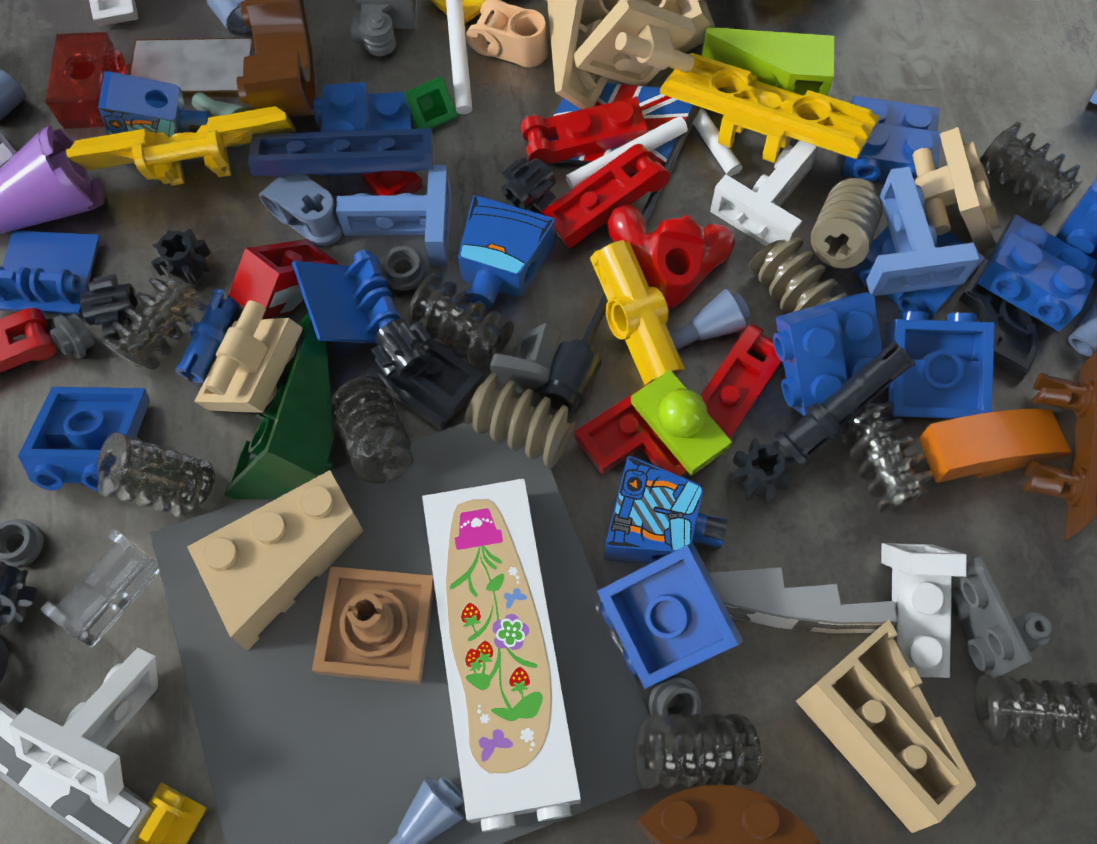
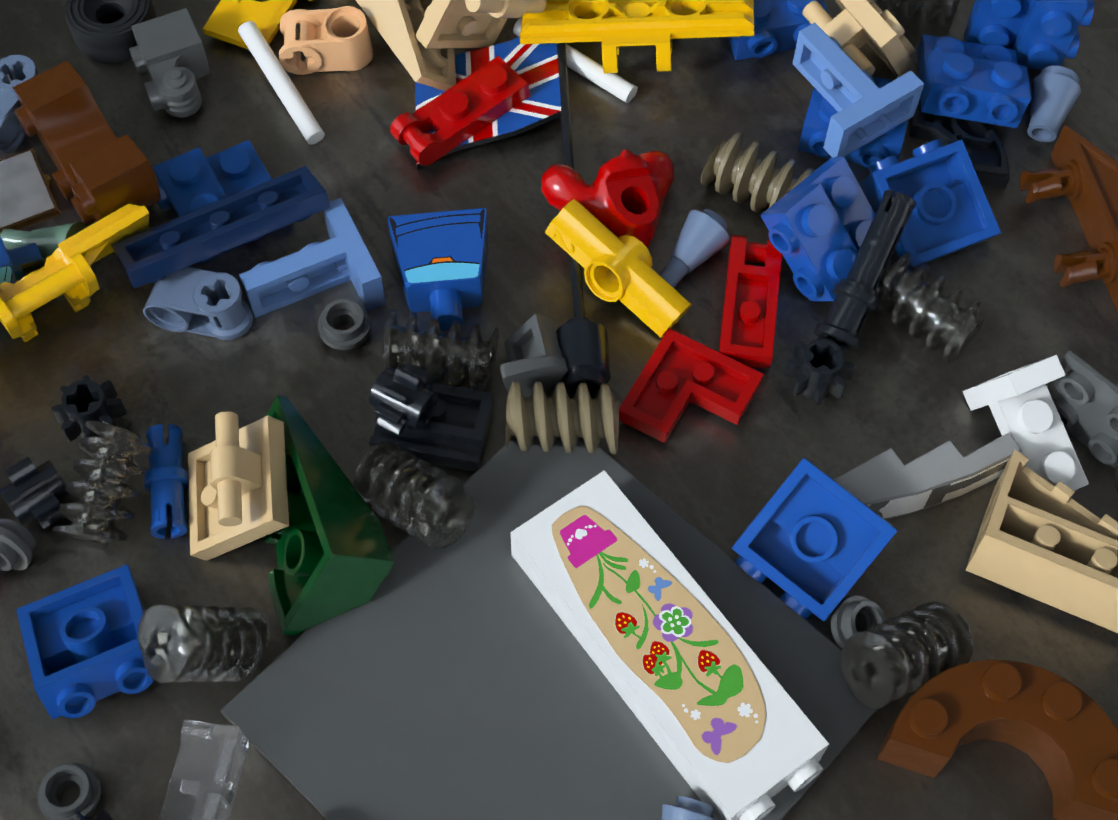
camera: 30 degrees left, 5 degrees down
(269, 277) = (215, 381): red slope -> none
(273, 554) = (380, 661): tan wedge -> none
(346, 300) = (312, 374): blue hinge -> none
(374, 625) = (525, 686): medium nougat plate -> none
(392, 182) = (279, 242): red tile -> none
(430, 104) = (279, 144): green slope -> none
(529, 184) = (434, 185): black gear -> none
(595, 198) = (519, 165): red plate -> none
(650, 140) = (517, 117): white bar -> none
(657, 516) = (743, 456): torso -> none
(681, 421) = (720, 353): lime tile -> none
(759, 210) = (676, 123): white bracket -> none
(847, 223) = (776, 101): dark tan piece -> none
(992, 443) = (1012, 255): orange slope -> none

